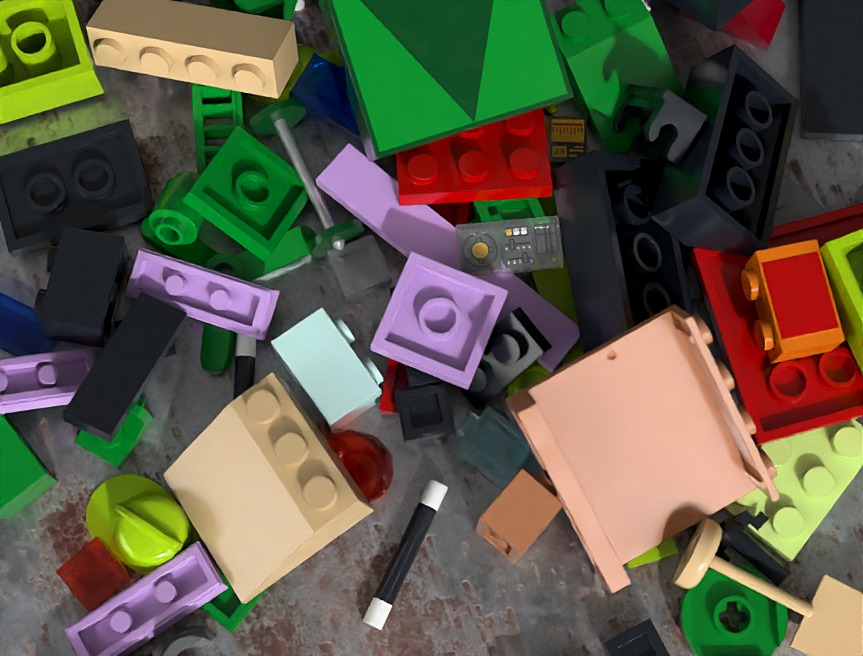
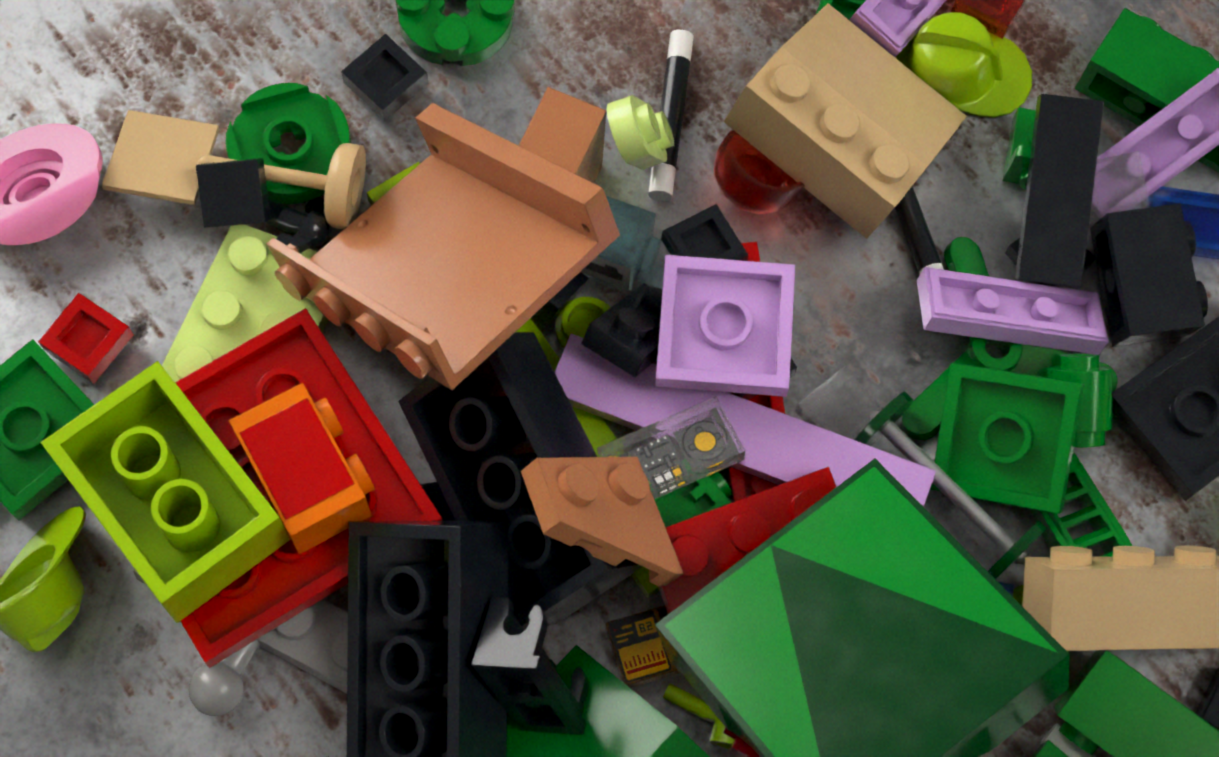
camera: 160 degrees right, 5 degrees down
(73, 359) = (1118, 186): none -> clear tile
(328, 369) = (837, 269): light aqua brick -> none
(449, 514) = (639, 132): none -> yellowish green plate
(583, 193) = (603, 508): none -> nougat wing
(791, 571) = (233, 192): none -> black tile

